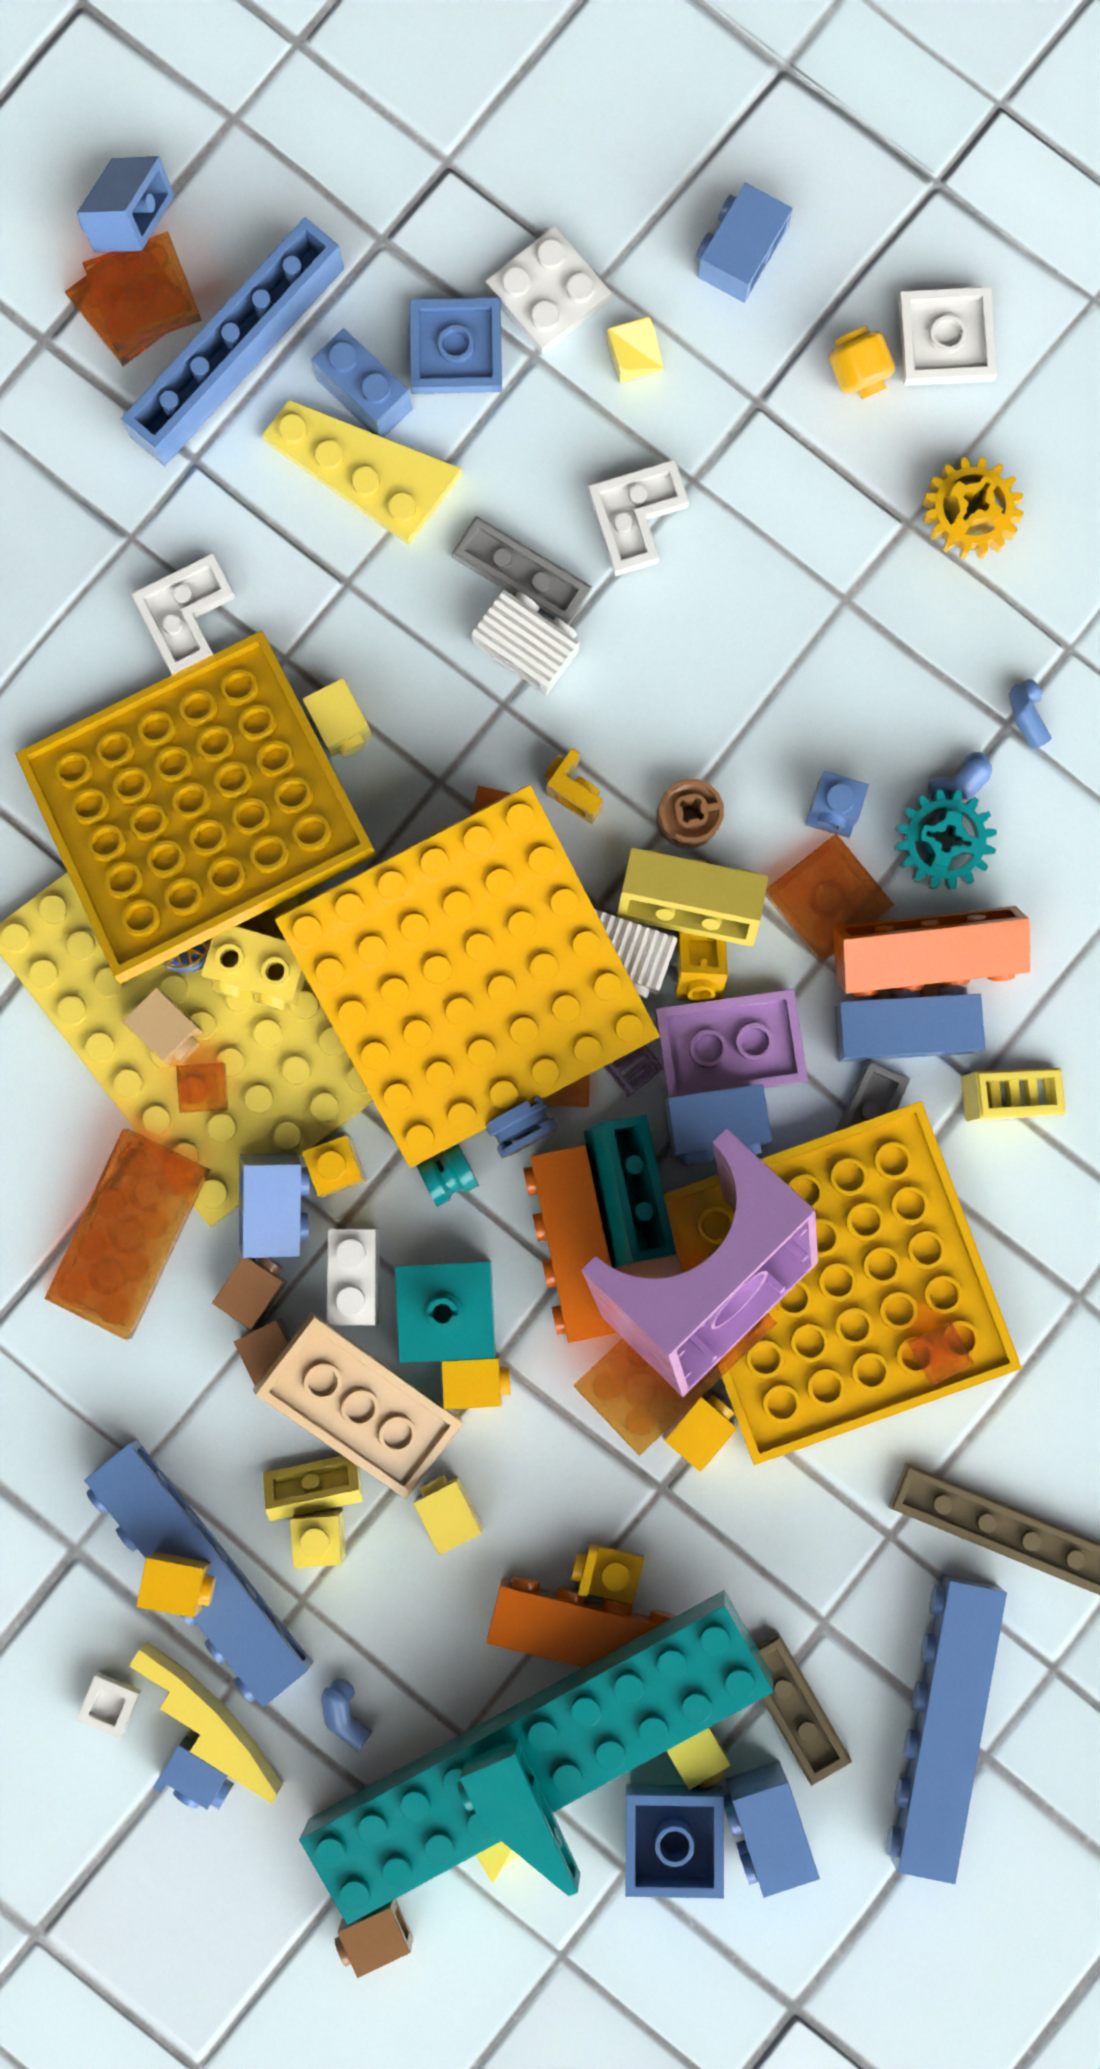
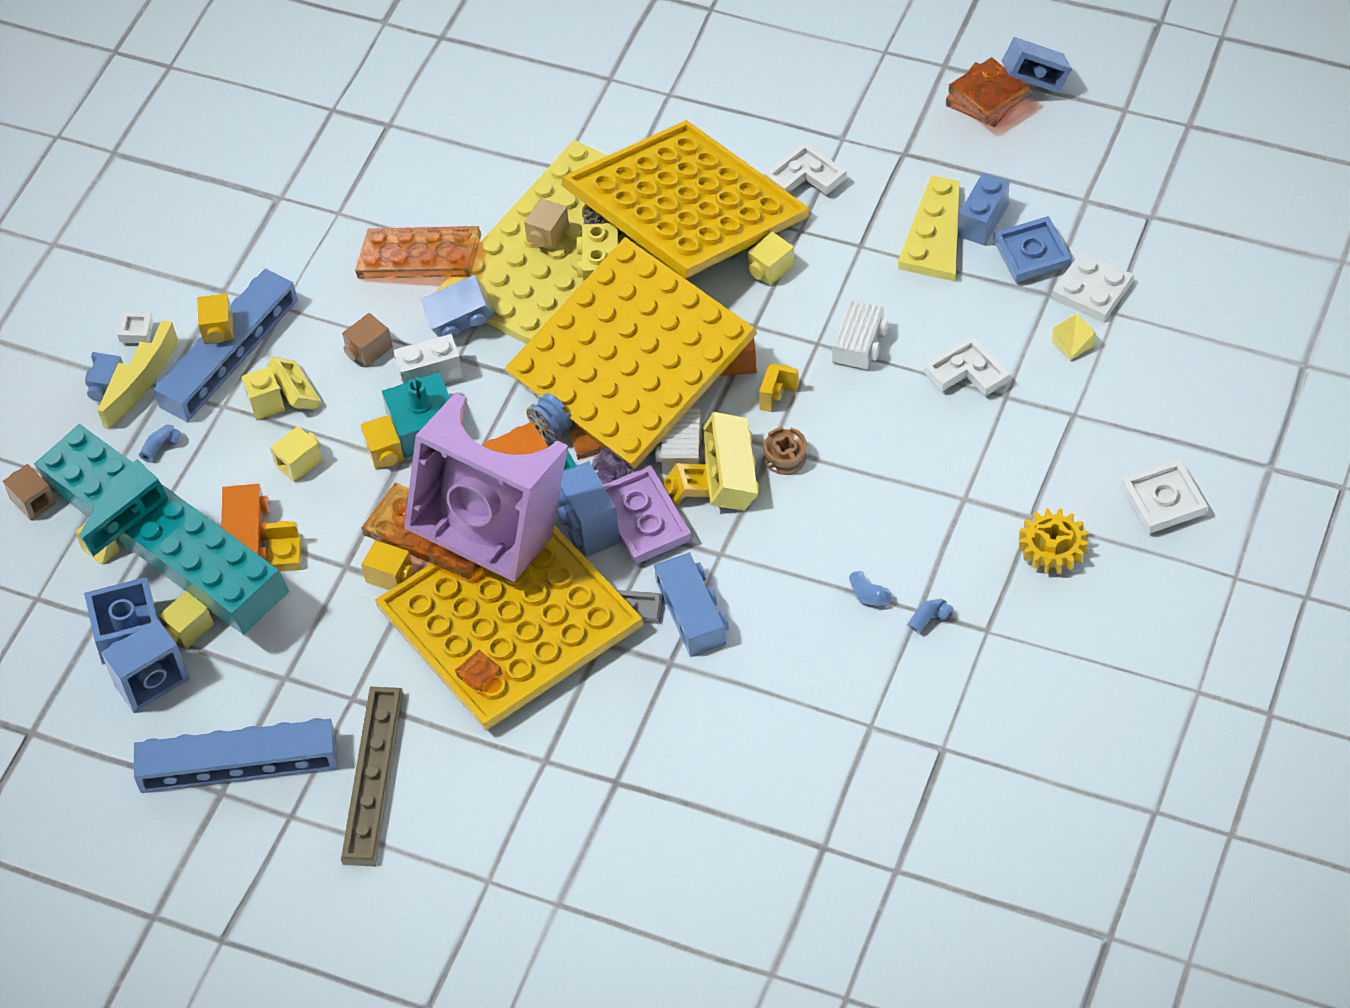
camera: 75 degrees right, 30 degrees down
(202, 1087) = (517, 256): clear orange tile -> none
(234, 341) = (979, 140): medium blue brick -> none
(251, 1290) = (404, 319): medium nougat brick -> none
(334, 1166) = (492, 335): yellow brick -> none
(358, 1406) = (349, 383): tan plate -> none
(447, 1175) = (509, 395): teal wheel -> none
(521, 570) = (904, 326): light grey tile -> none
(743, 242) = (1171, 370): medium blue brick -> none
(800, 1715) = (224, 674): dark tan tile -> none
(827, 892) = (760, 542): clear orange plate -> none
(836, 804) = (822, 522): medium blue brick -> none
(861, 362) = (1122, 452): yellow head -> none
(932, 950) = (744, 595): brick -> none
(949, 818) = (837, 588): teal gear -> none
(983, 1094) = (661, 656): light yellow slope -> none

